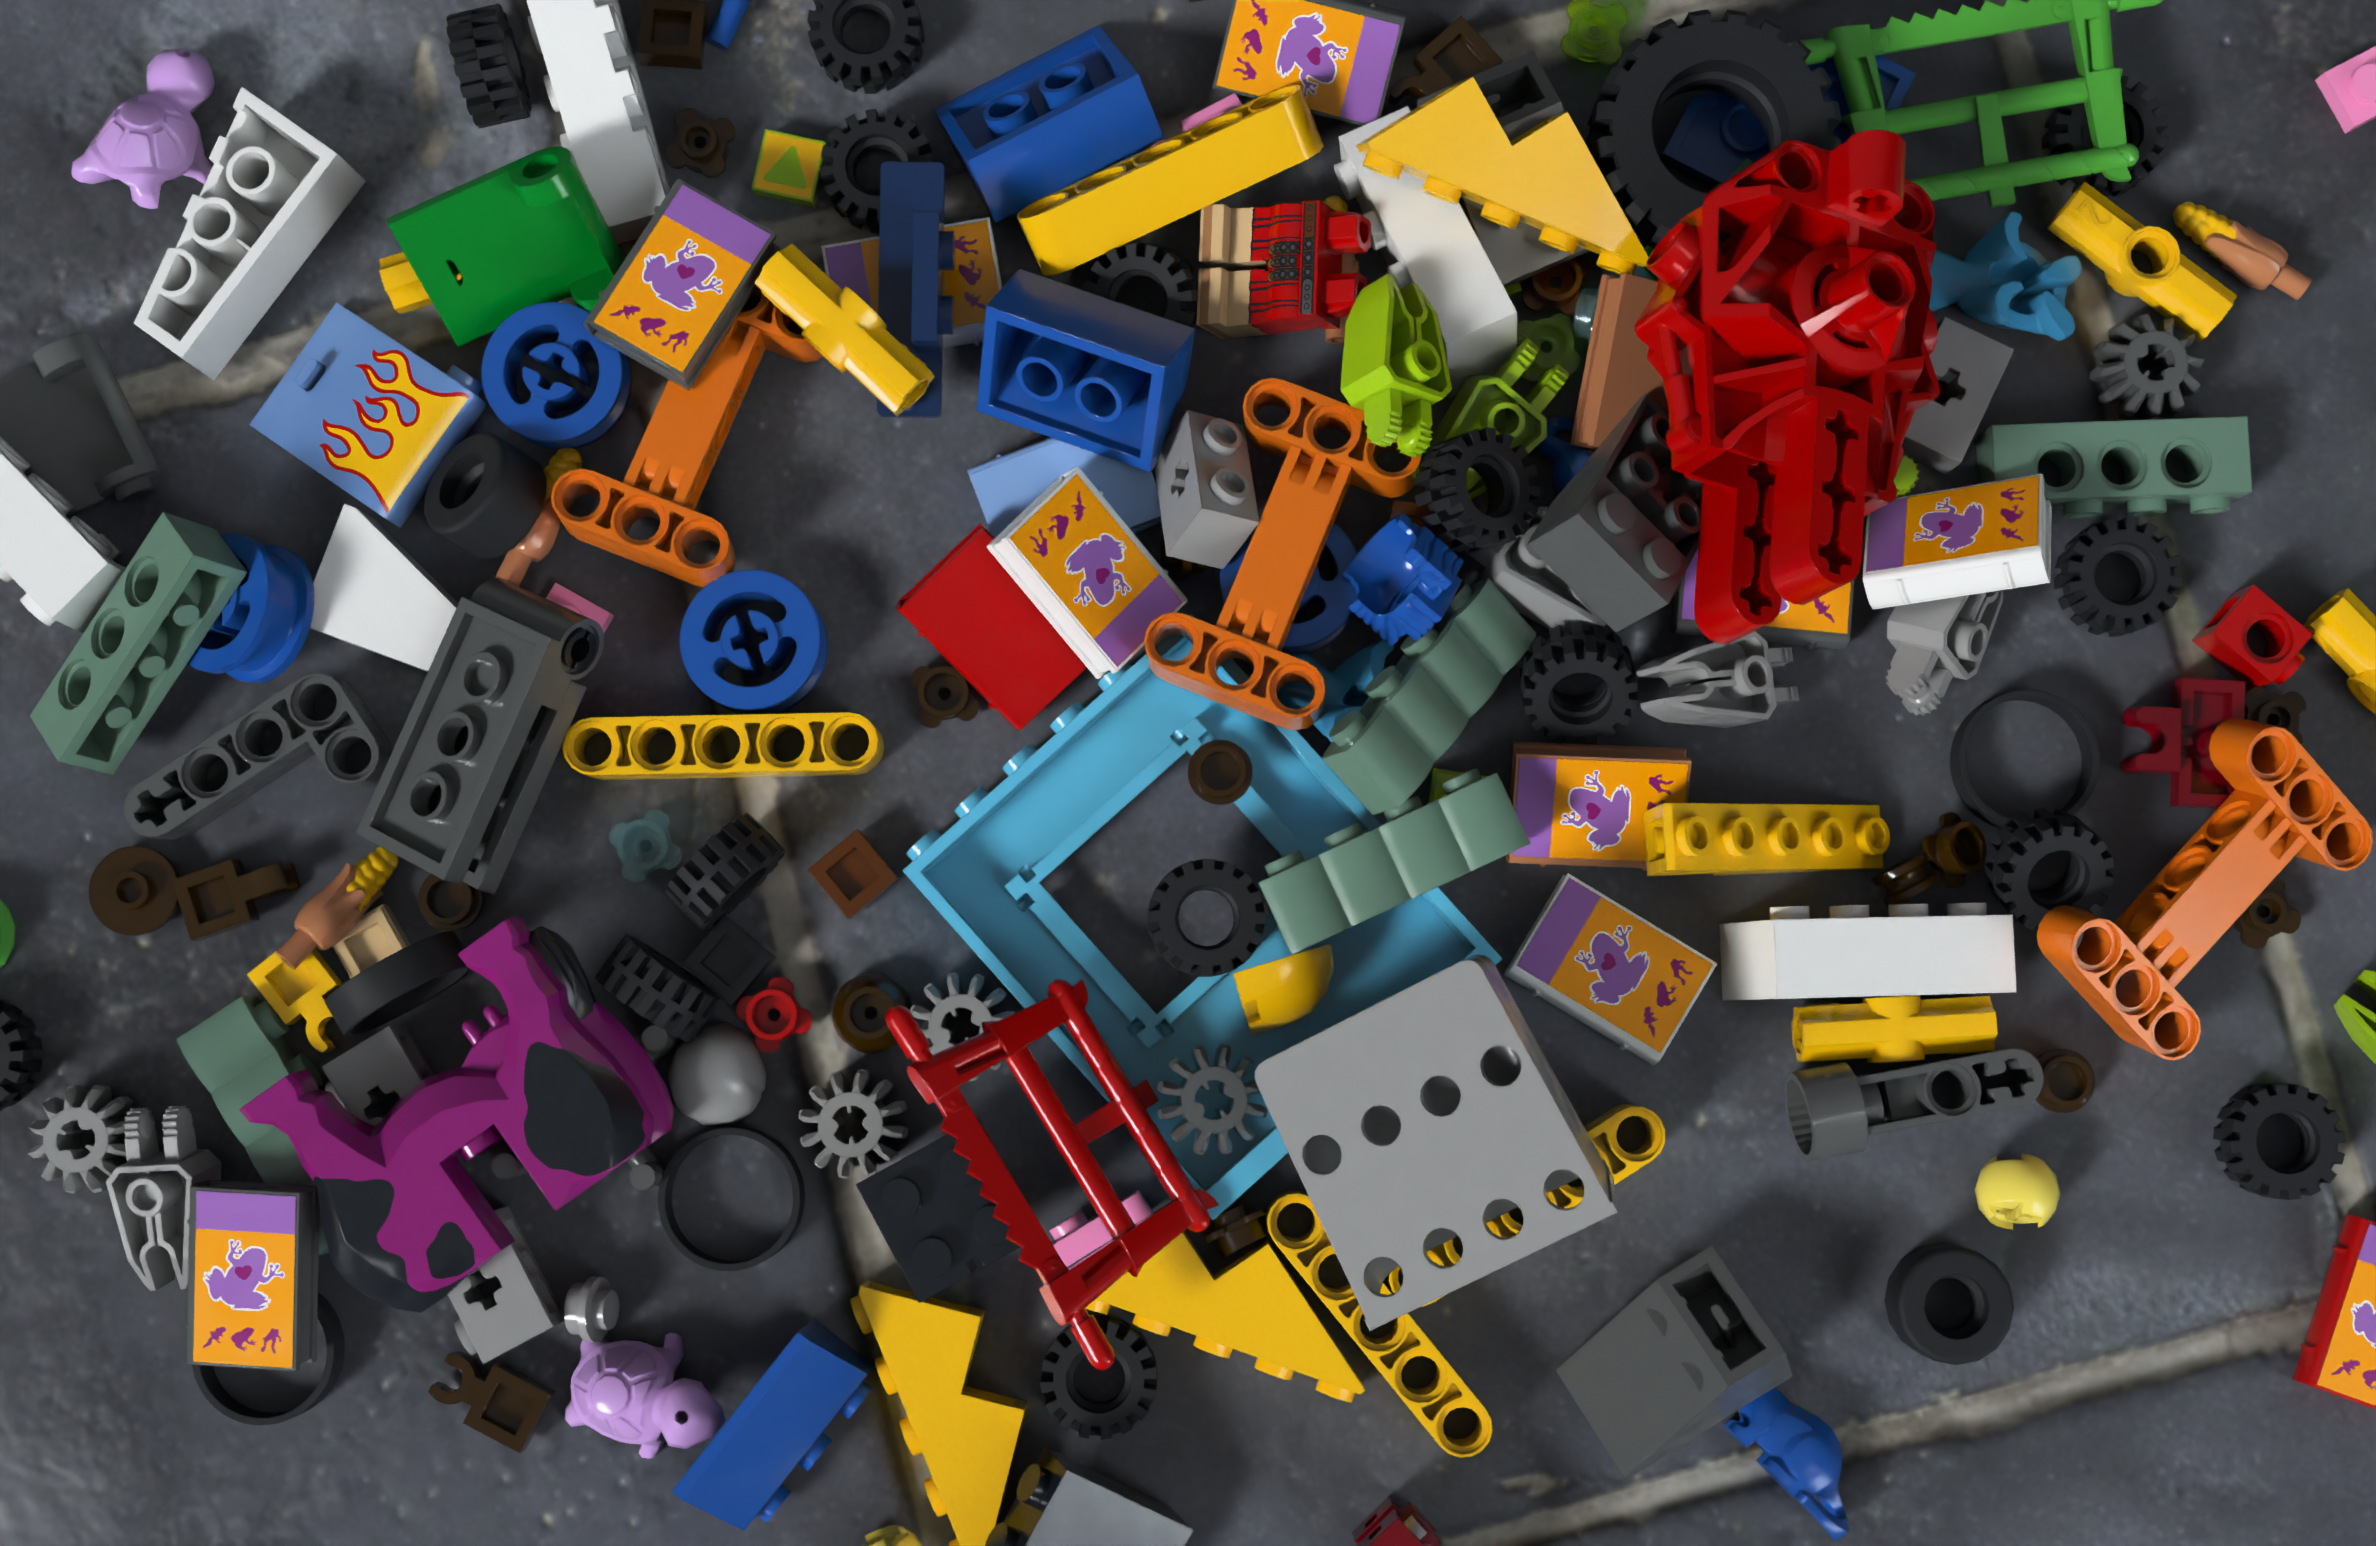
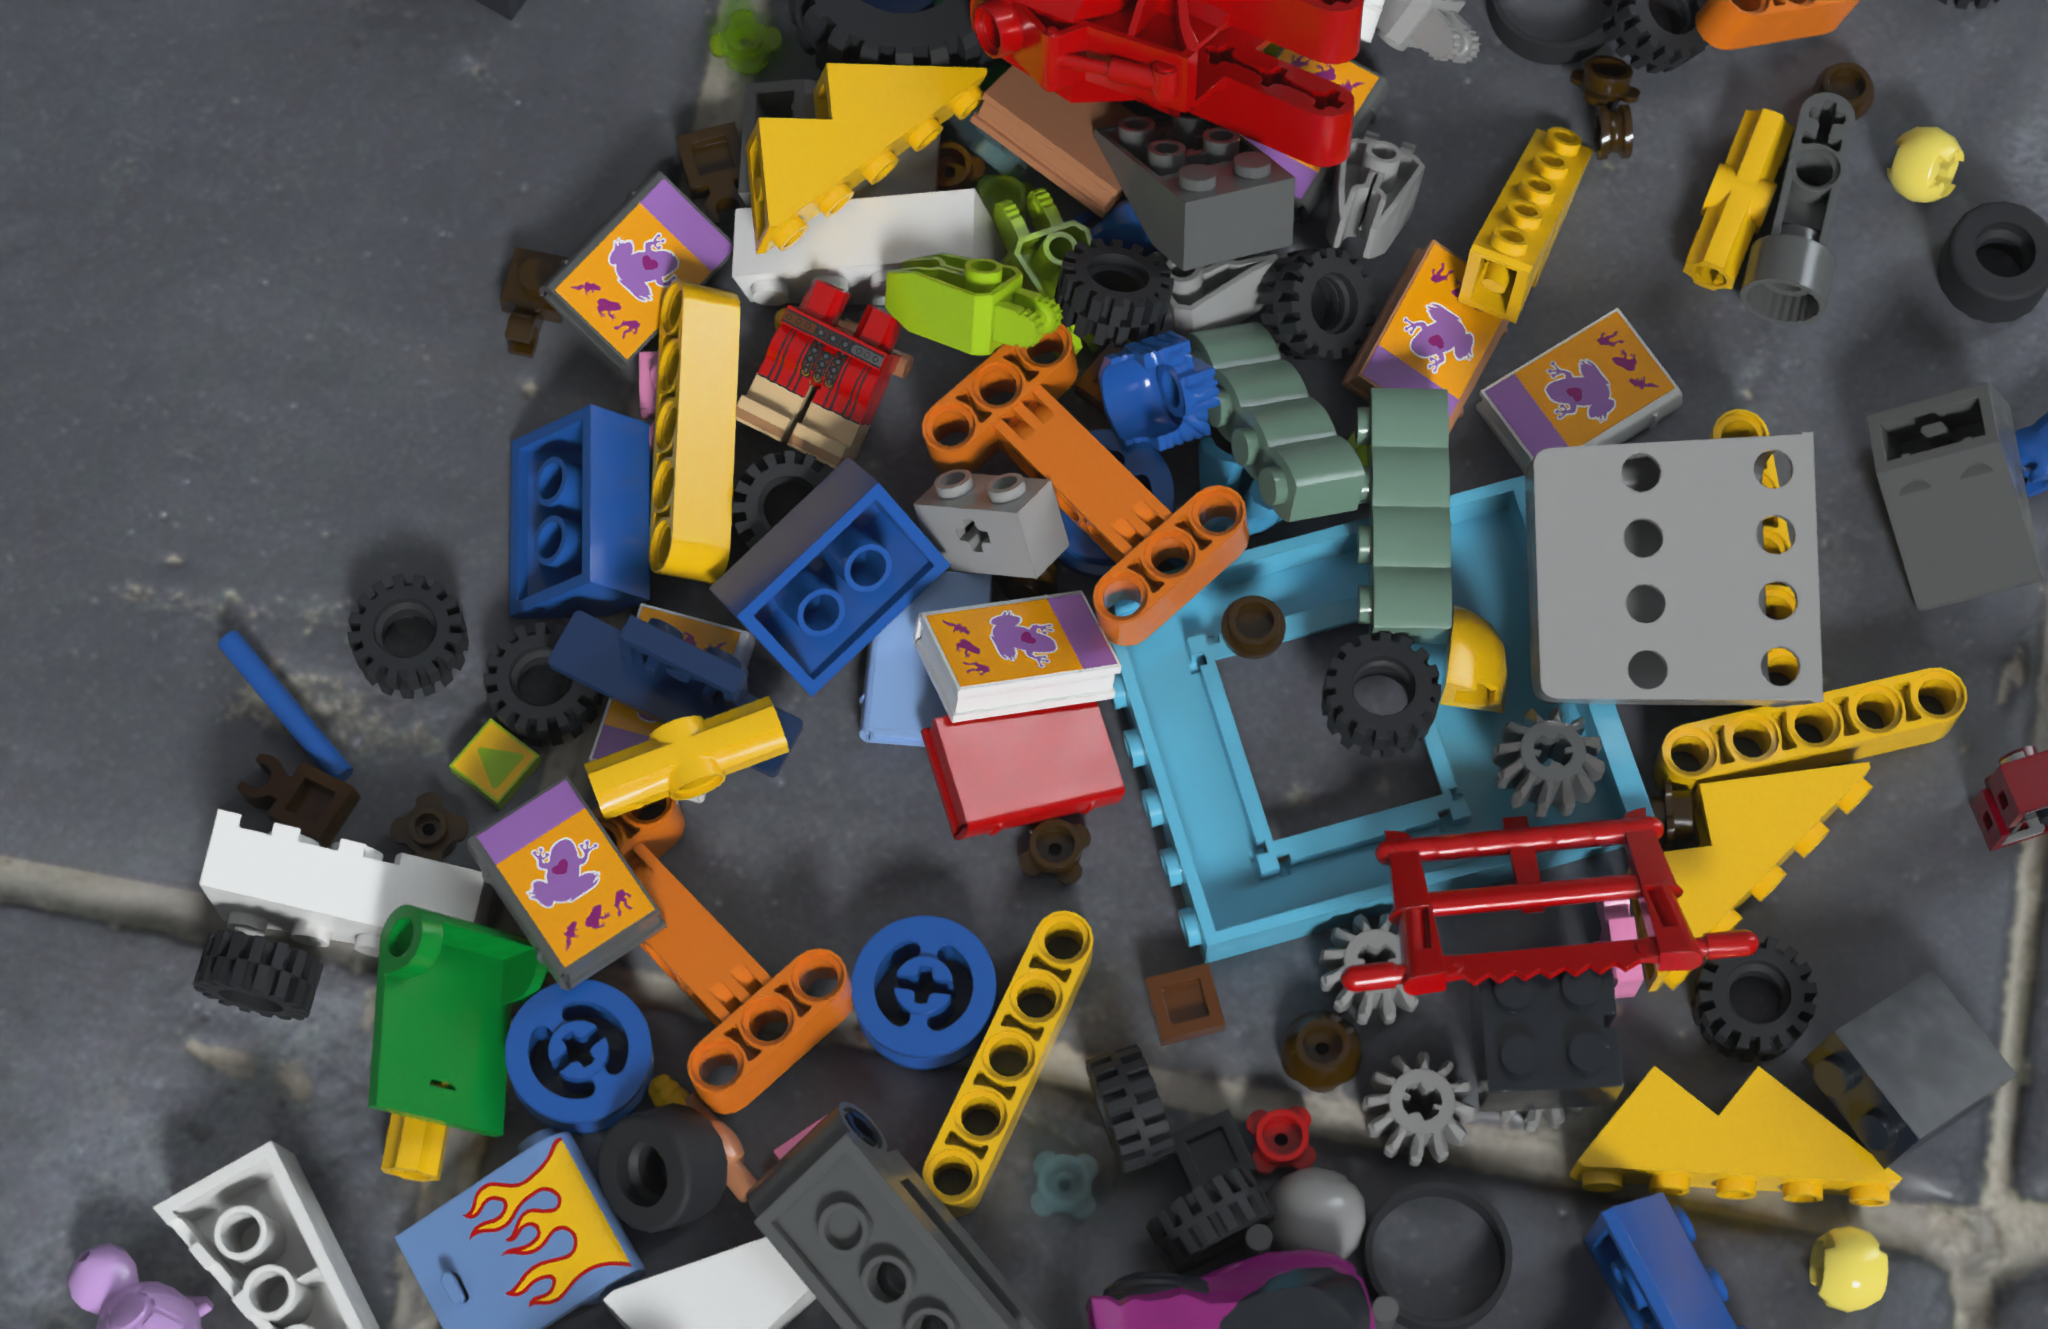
camera: 65 degrees left, 15 degrees down
(1868, 954) = (1663, 189): white wedge -> none

